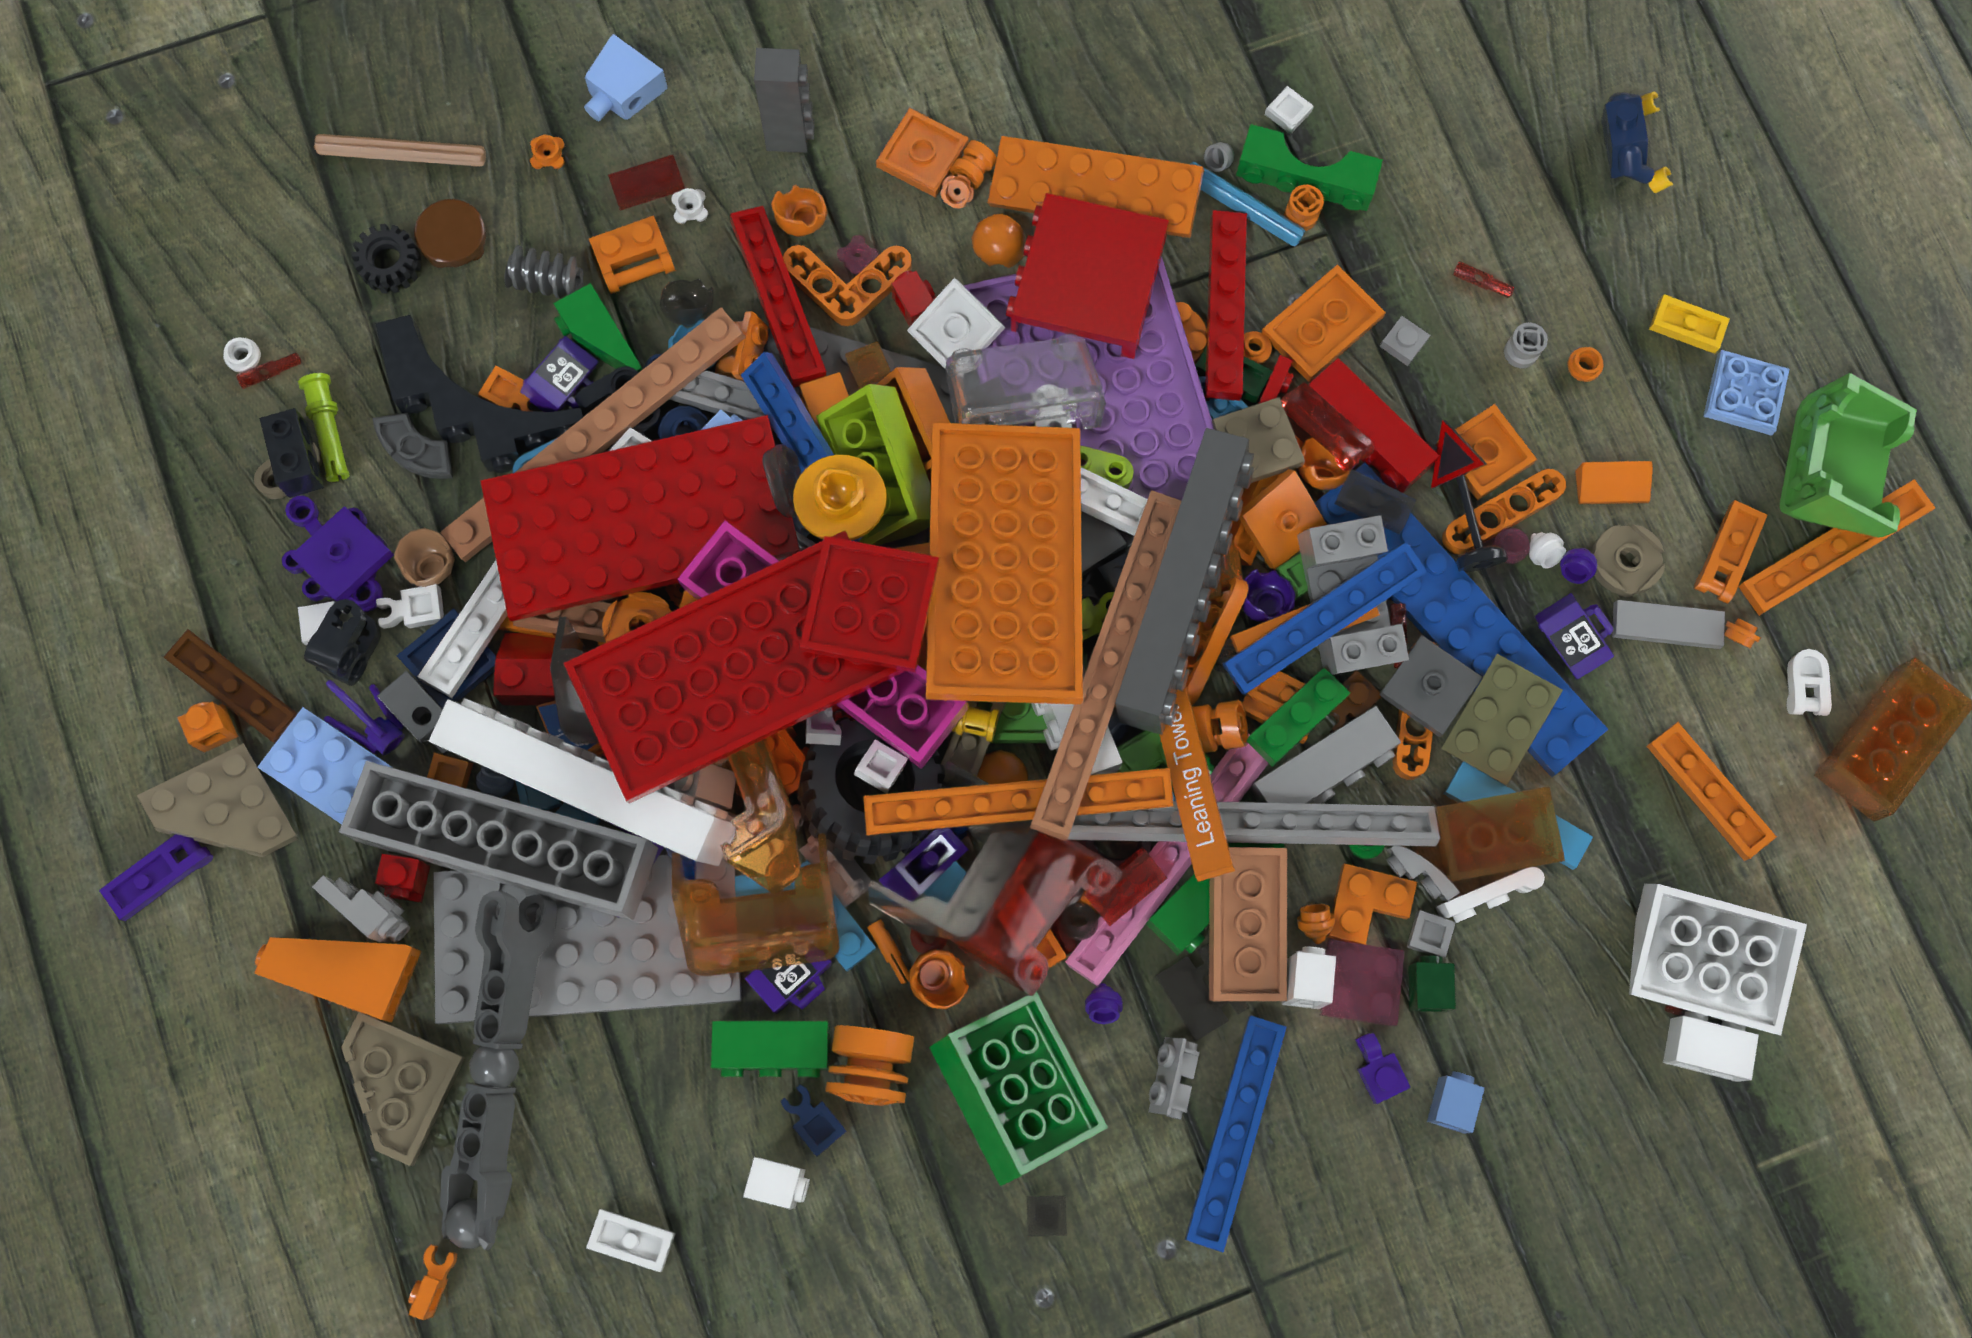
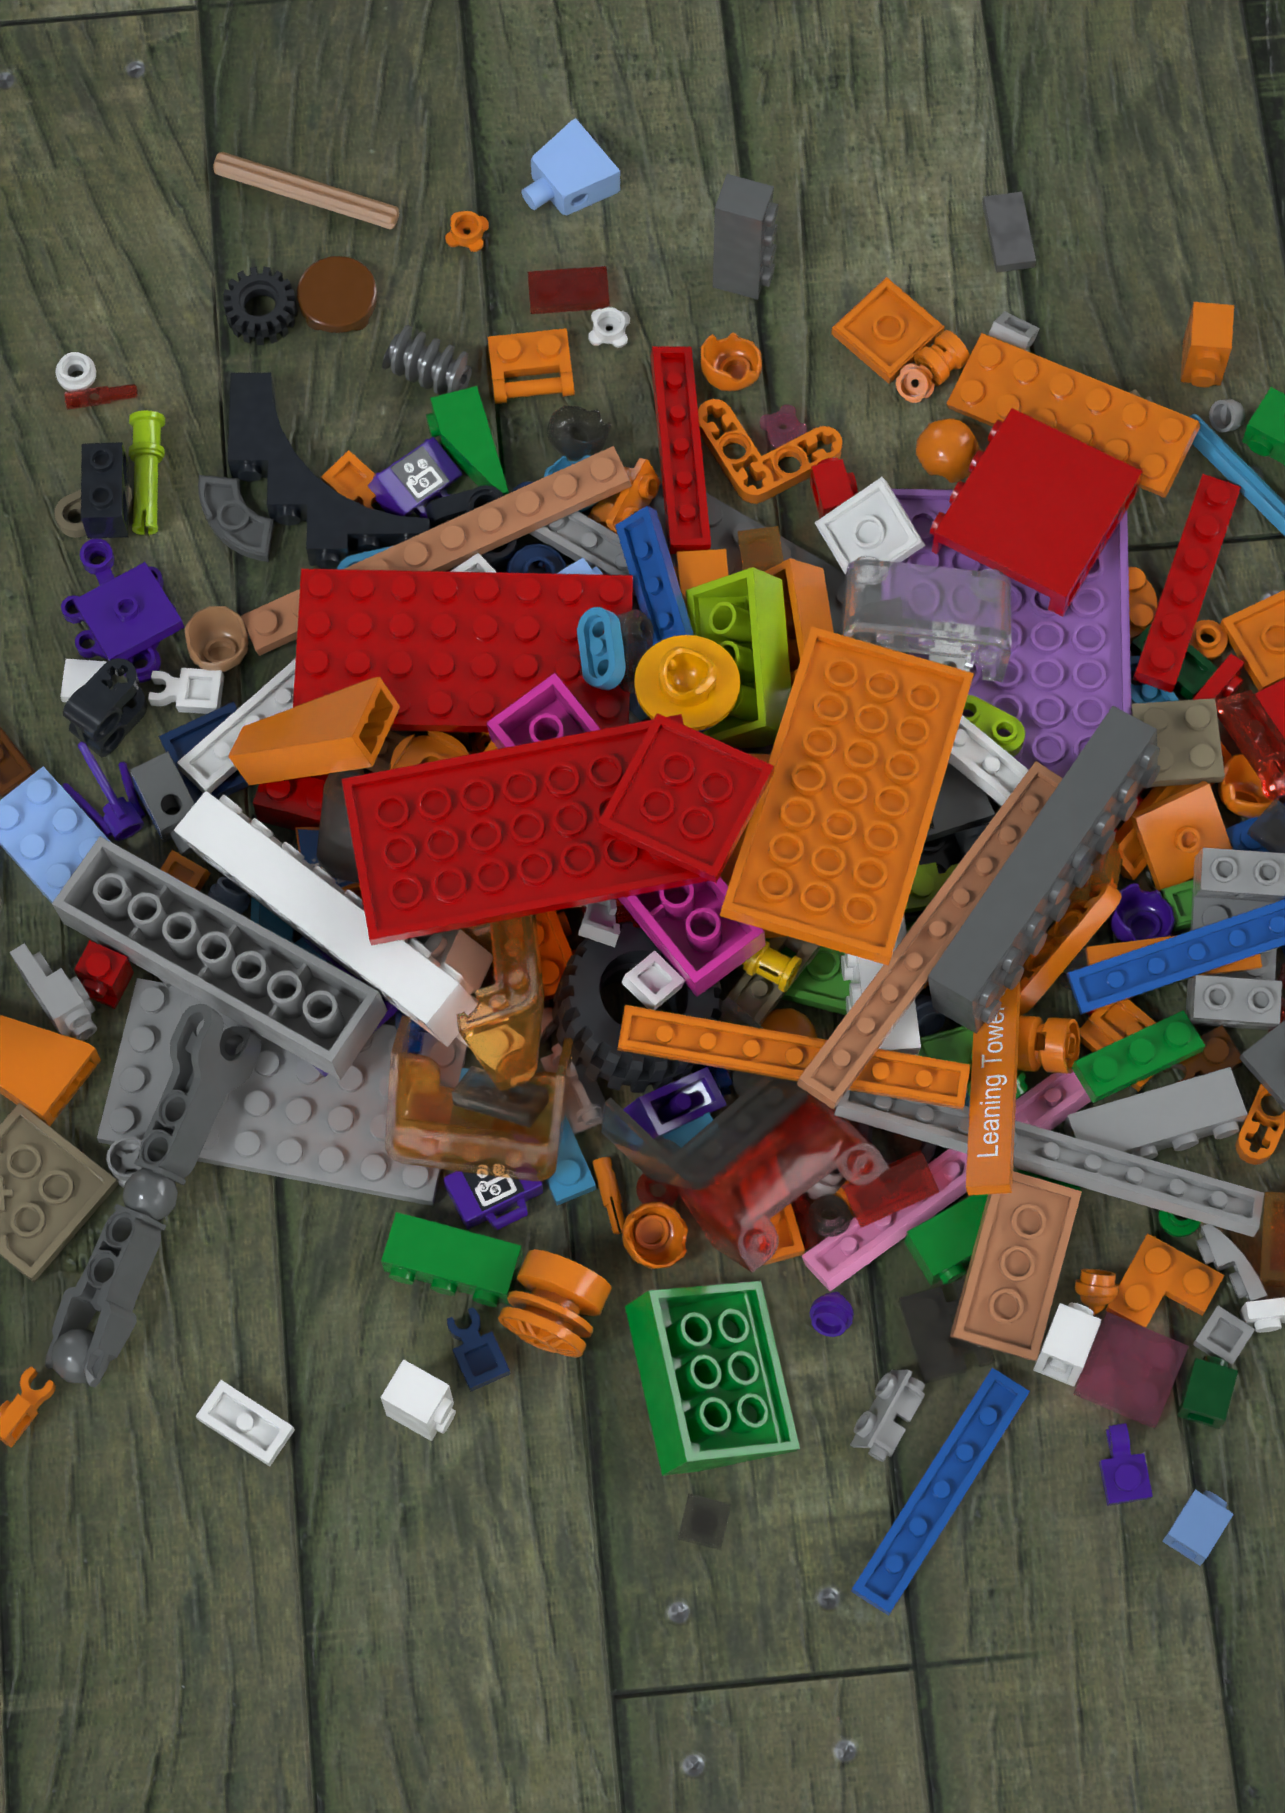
camera: 20 degrees right, 5 degrees down
(461, 1037) = (122, 1158): none -> light grey wheel
(534, 625) = (319, 736): none -> orange slope
(760, 491) = (601, 653): none -> dark azure plate
(791, 902) = (517, 1104): none -> clear smoke plate
(999, 46) = (1008, 232): none -> flat silver tile
(1026, 128) = (1014, 331): none -> light grey plate
(1189, 100) = (1207, 344): none -> orange brick

